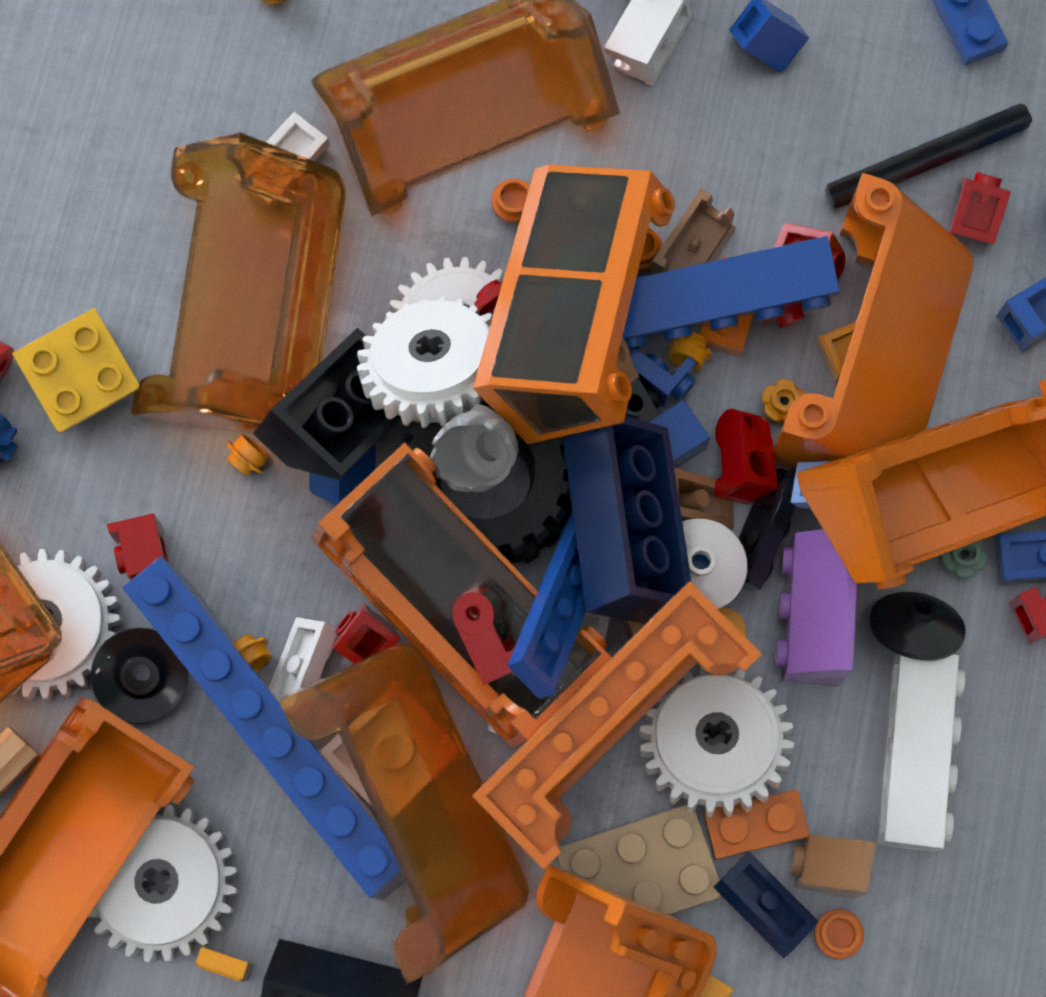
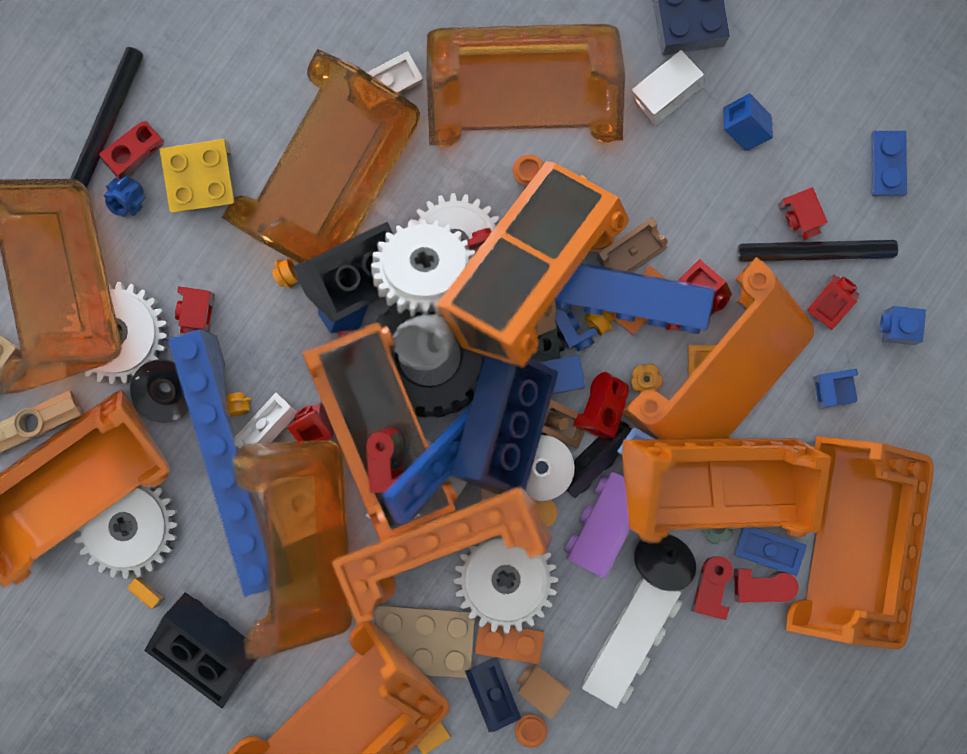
camera: 25 degrees right, 10 degrees up
(891, 114) = (804, 213): none -> red brick
(994, 637) = (710, 588): none -> red leg

